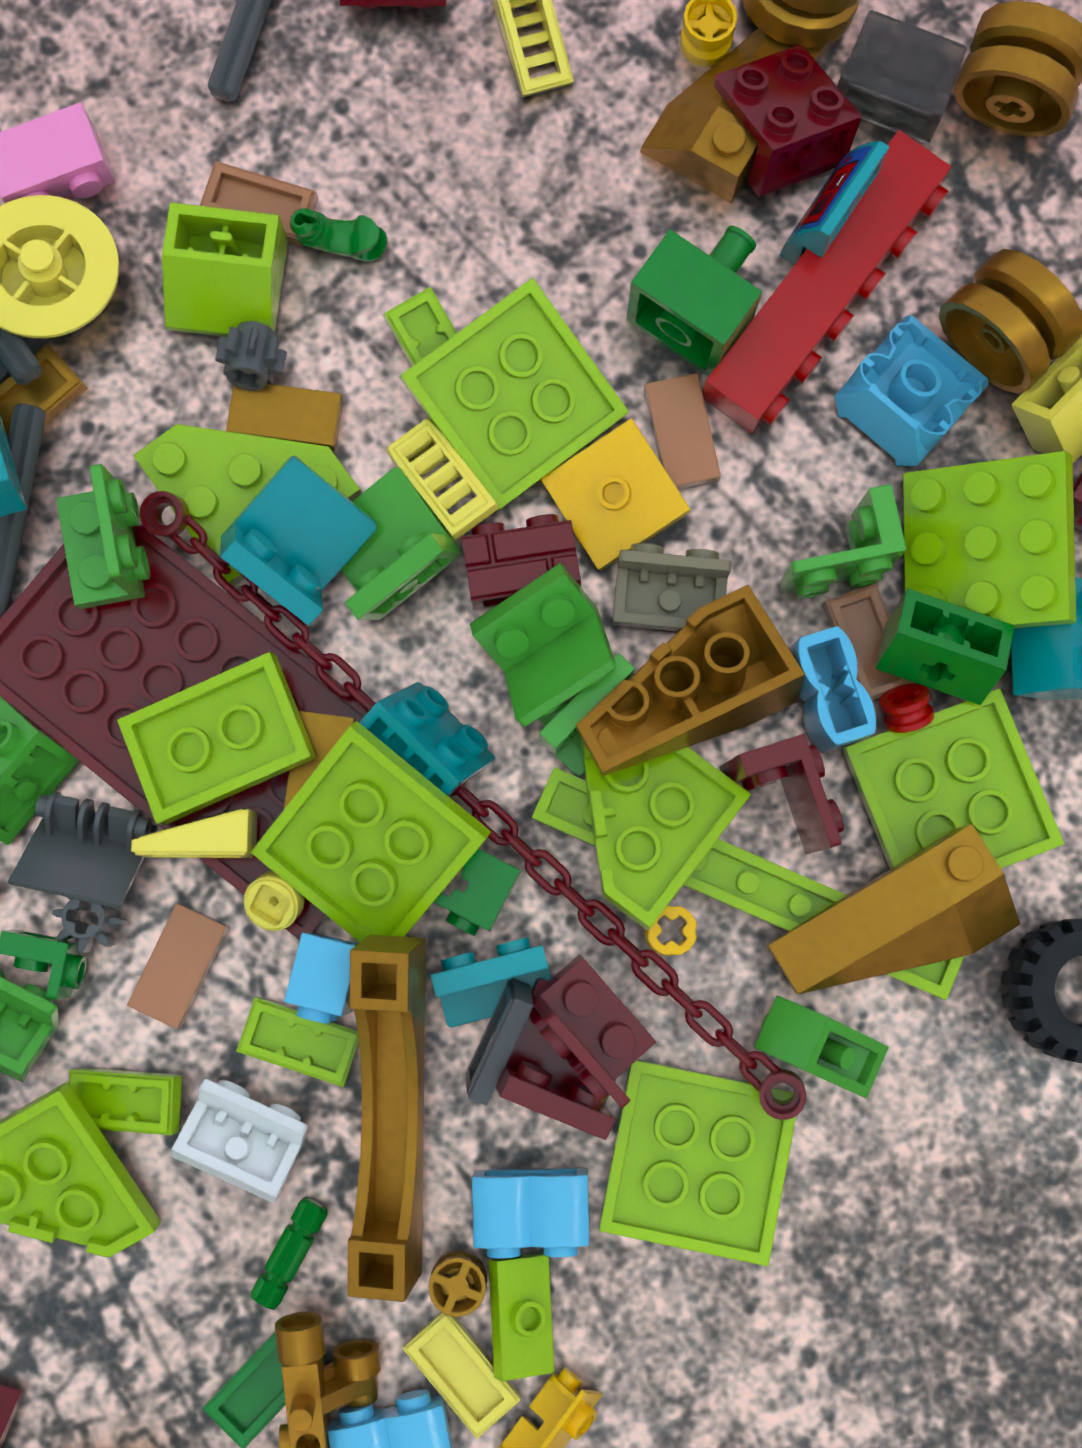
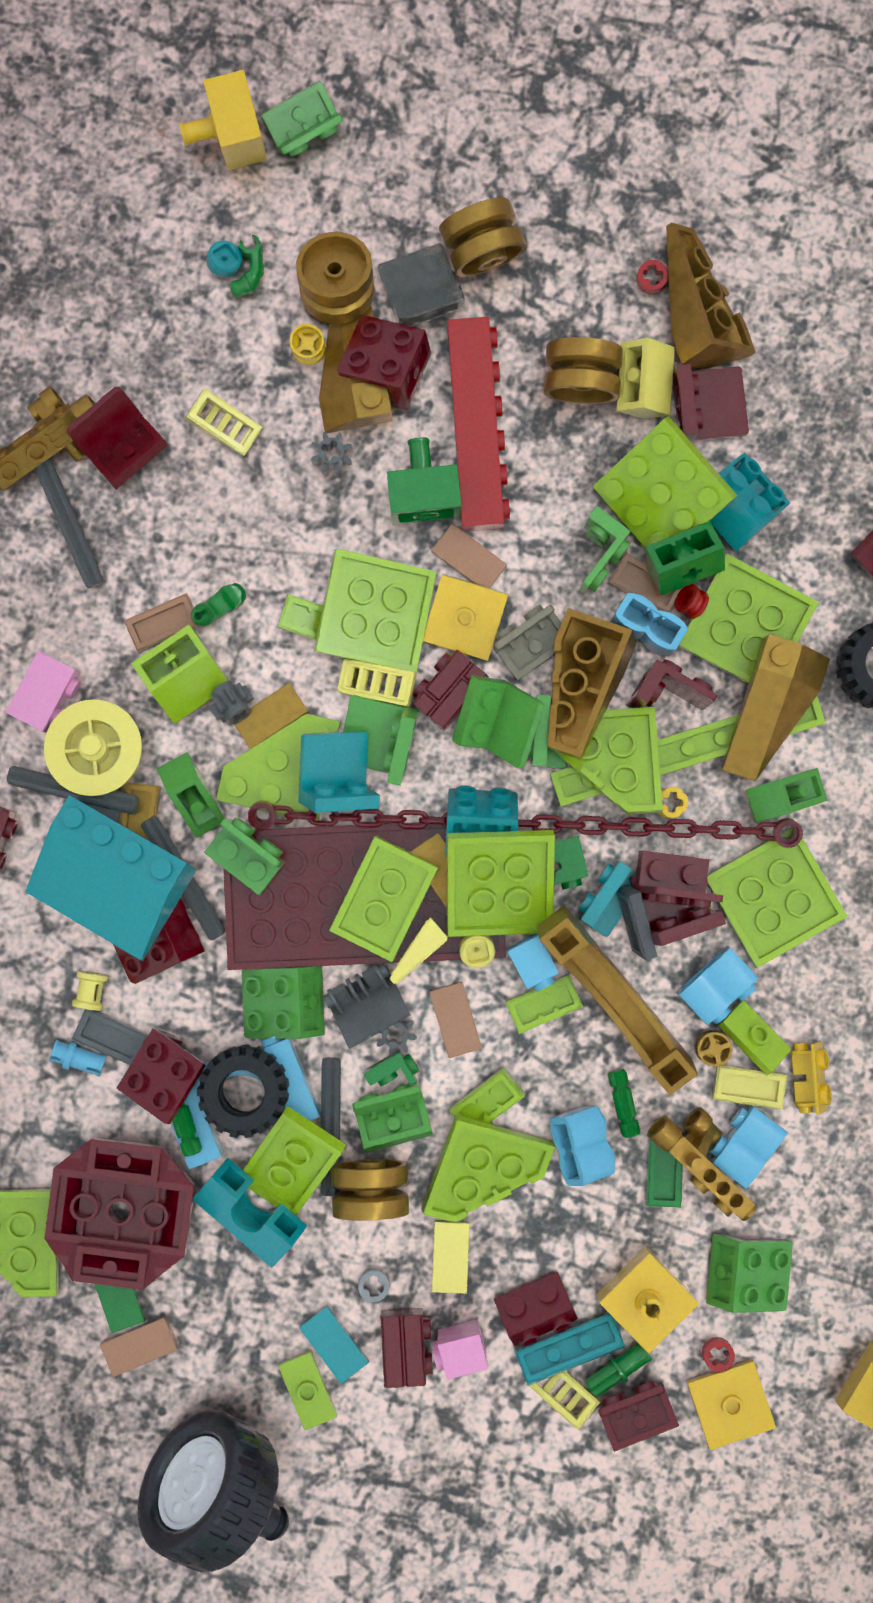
camera: 40 degrees left, 5 degrees up
(108, 418) = (190, 794): none -> bright green slope
(187, 1262) = (582, 1145): none -> medium azure brick
(241, 1139) = (557, 1071): white bracket -> none
(634, 163) = (335, 462): none -> dark grey gear
(835, 201) = (447, 384): teal slope -> none
(909, 392) = (561, 442): medium azure slope -> none

